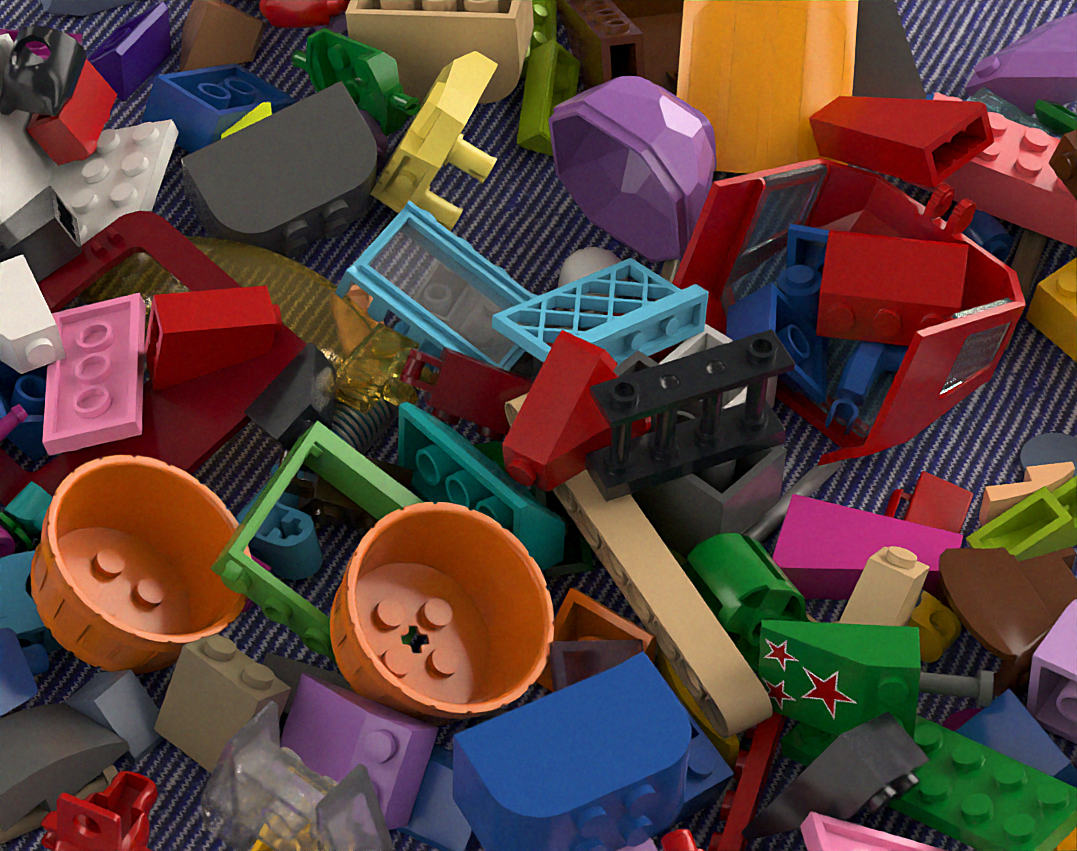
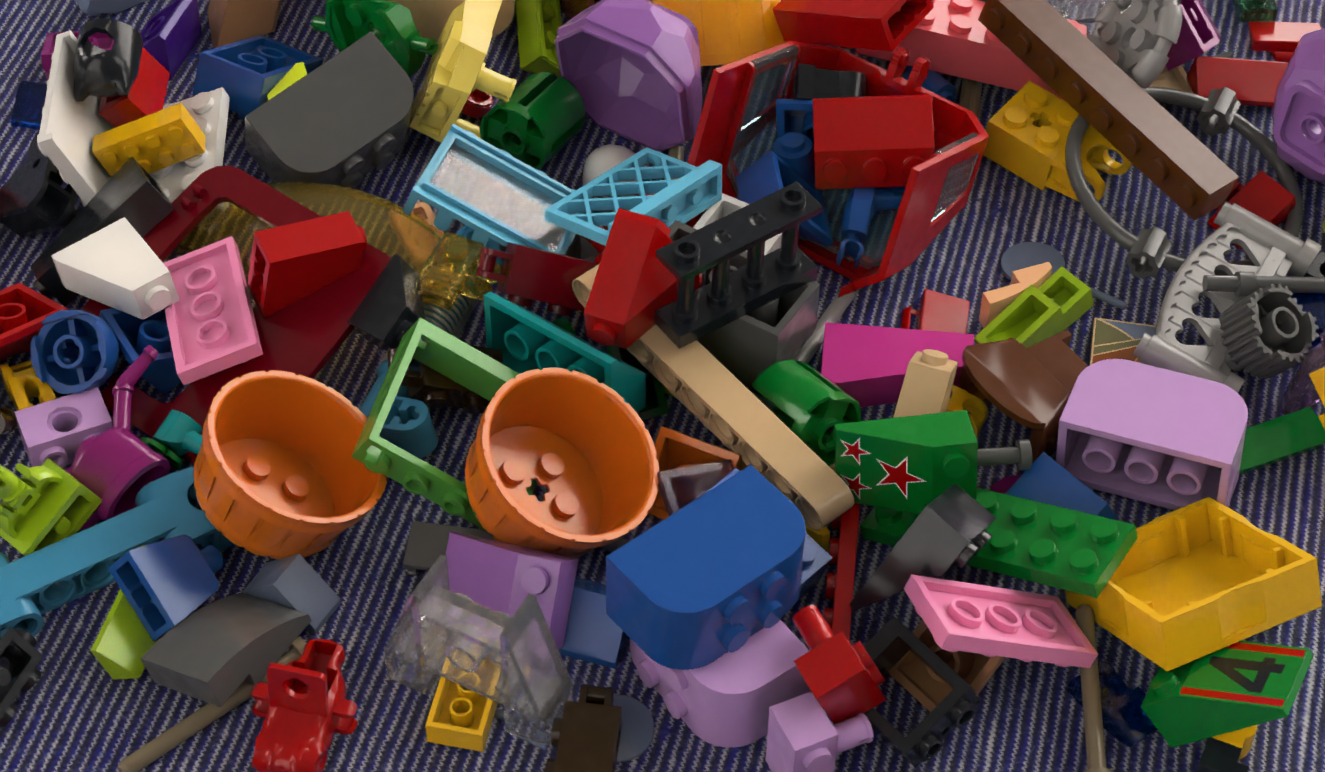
camera: 10 degrees left, 0 degrees up
(76, 170) = (151, 140): none -> yellow piece
(214, 696) = (380, 568): dark tan brick -> none
(454, 179) = (478, 104): none -> red tile
(515, 208) = (536, 120): none -> green cylinder
(855, 215) = (824, 83): none -> black leg

